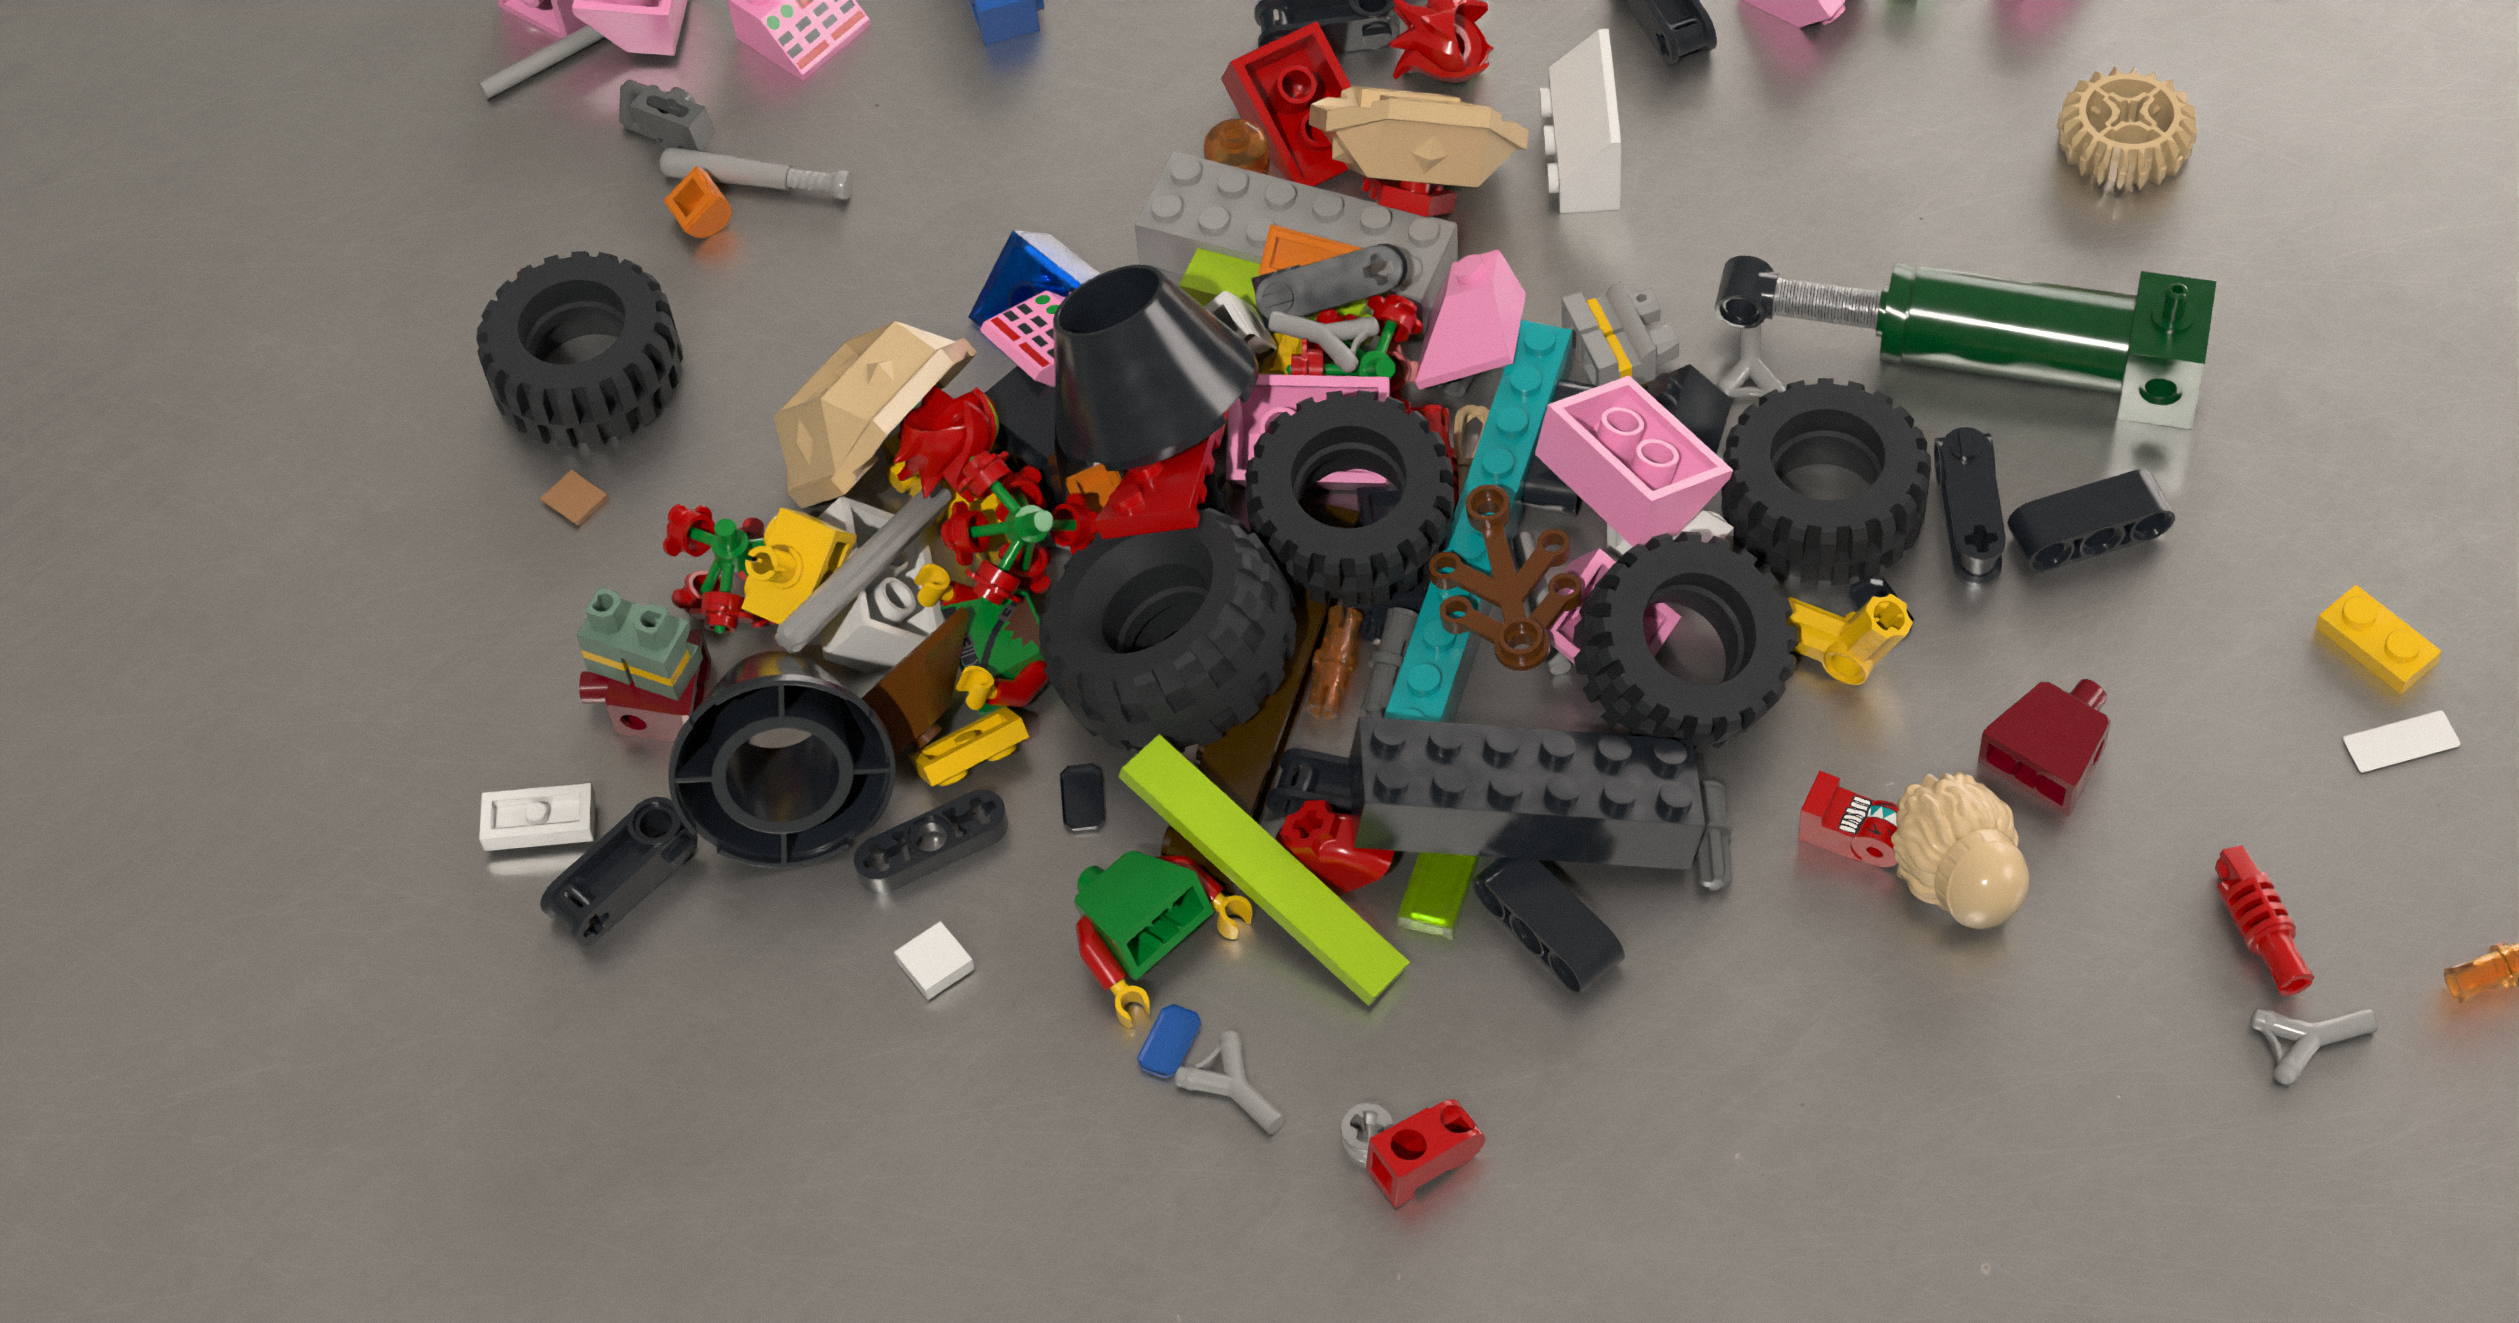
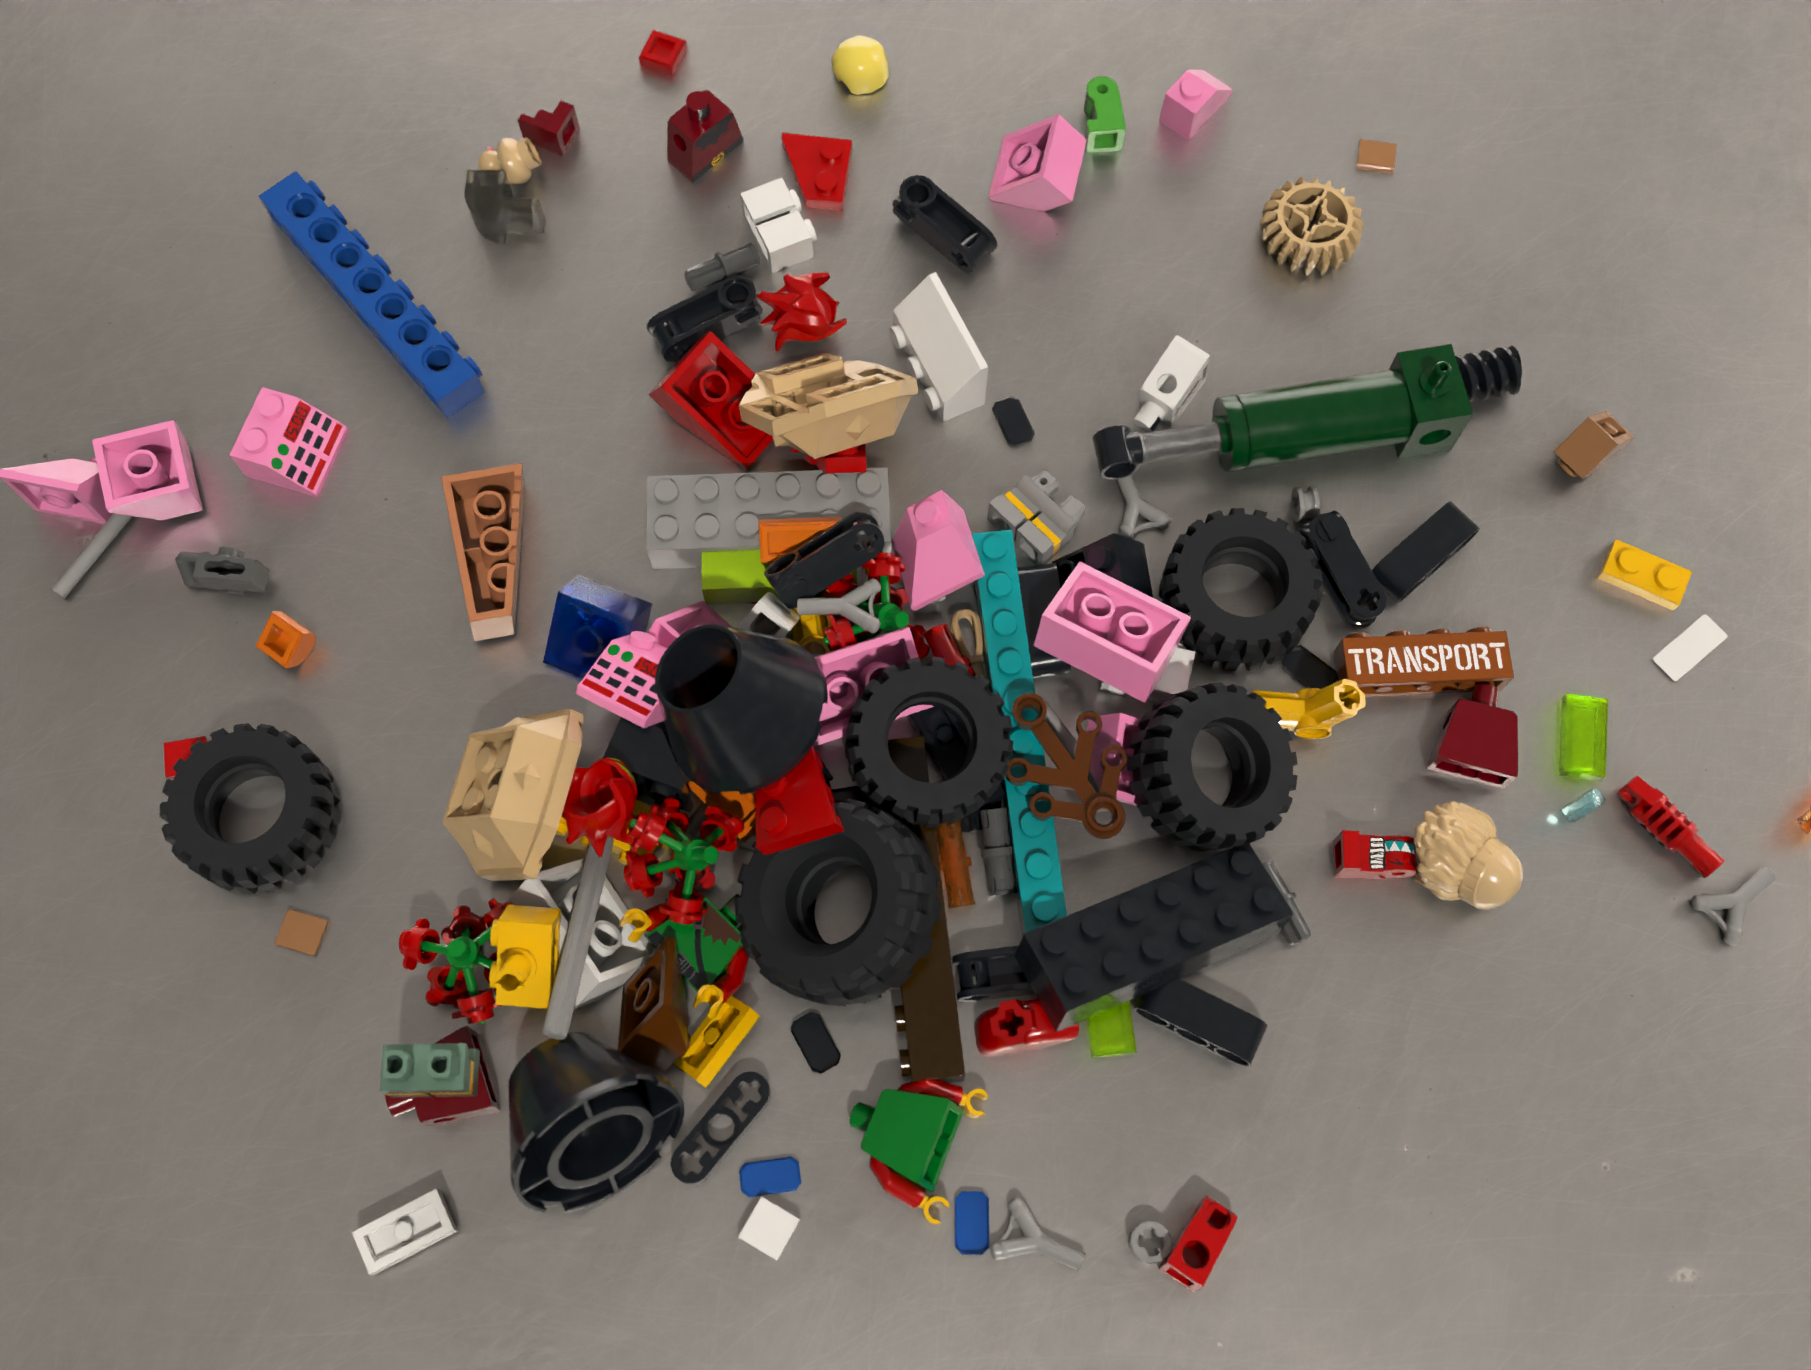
camera: 30 degrees left, 15 degrees up
(620, 870) = (491, 1258): black piece -> none
(748, 172) = (304, 597): light grey piece -> none
(963, 913) = (770, 1176): none -> blue piece
(964, 169) = (487, 535): none -> nougat wedge
(1238, 145) = (691, 454): clear orange head -> none
(1264, 869) = (988, 1067): lime tile -> none
(1645, 237) = (1013, 421): none -> black piece
(1854, 240) = (1171, 384): none -> white torso
(1963, 416) = (1305, 503): none -> light grey bush
(2021, 636) = (1424, 662): none -> dark orange brick
(2155, 856) = (1583, 805): none -> clear light blue tile
(2199, 789) = (1583, 737): none -> clear neon green tile
(2260, 82) = (1376, 156): none -> medium nougat piece
(2261, 348) = (1491, 372): none -> black piece
(2378, 468) = (1592, 444): none -> medium nougat slope

